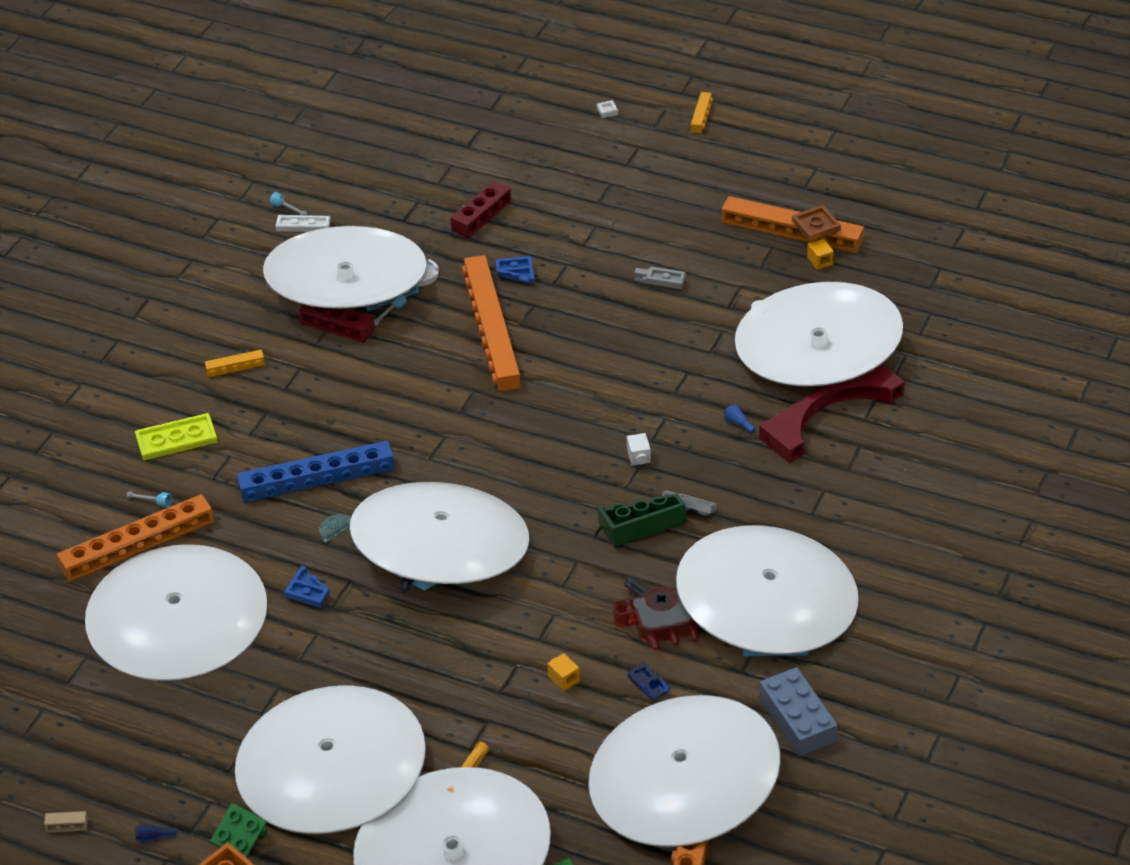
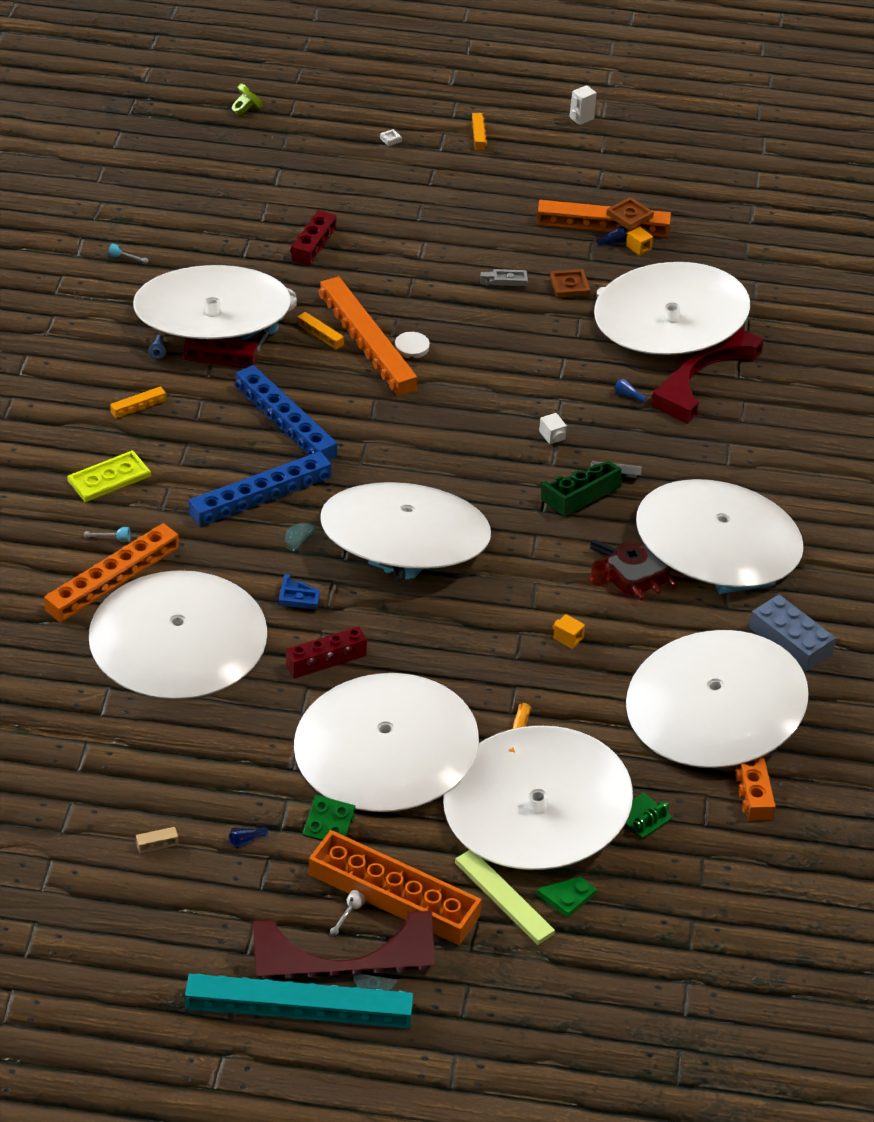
camera: 20 degrees left, 0 degrees up
(276, 309) = (157, 349): none -> medium blue cone
(300, 223) = (147, 269): white tile -> none
(308, 654) = (326, 652): none -> dark red brick
(373, 395) = (285, 413): none -> blue brick
(447, 310) = (320, 330): none -> light orange piece
(471, 53) = (246, 100): none -> lime tile
(516, 269) = (370, 286): blue wing -> none
(534, 338) = (412, 344): none -> white tile
(648, 682) = (650, 631): clear blue slope -> none
(726, 292) = (570, 283): none -> dark orange plate
(797, 245) = (617, 235): none -> clear blue cone
(820, 95) = (583, 105): none -> white brick

